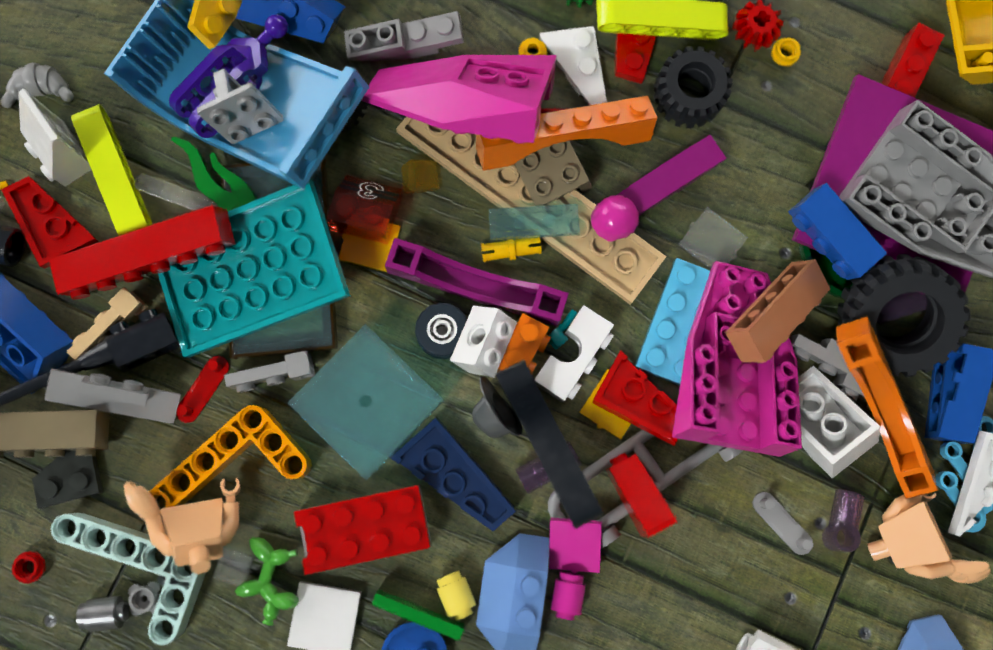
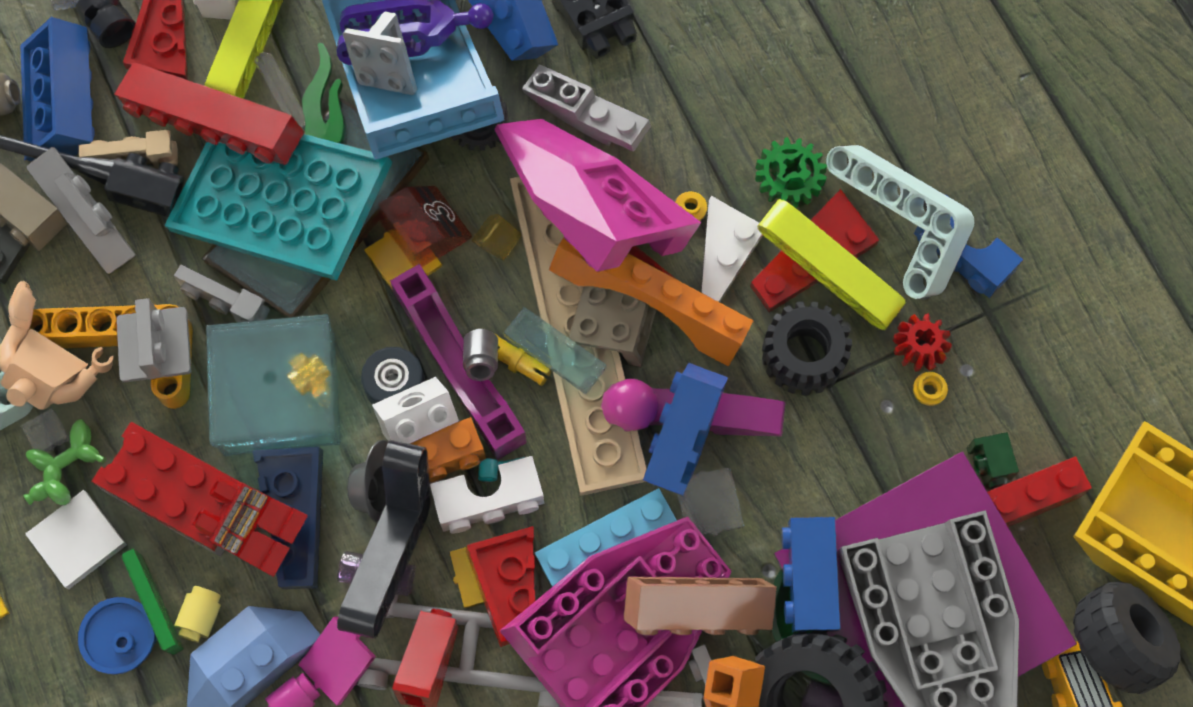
camera: 50 degrees right, 10 degrees down
(202, 389) = (156, 267): red piece -> none
(259, 445) = (153, 342): none -> light grey bracket
(395, 377) = (308, 374): none -> clear yellow gear
(433, 513) = (237, 524): none -> red hips
(490, 265) = (480, 354): none -> flat silver brick
(668, 203) = (684, 428): none -> blue wedge
(866, 62) = (994, 459): none -> dark green brick

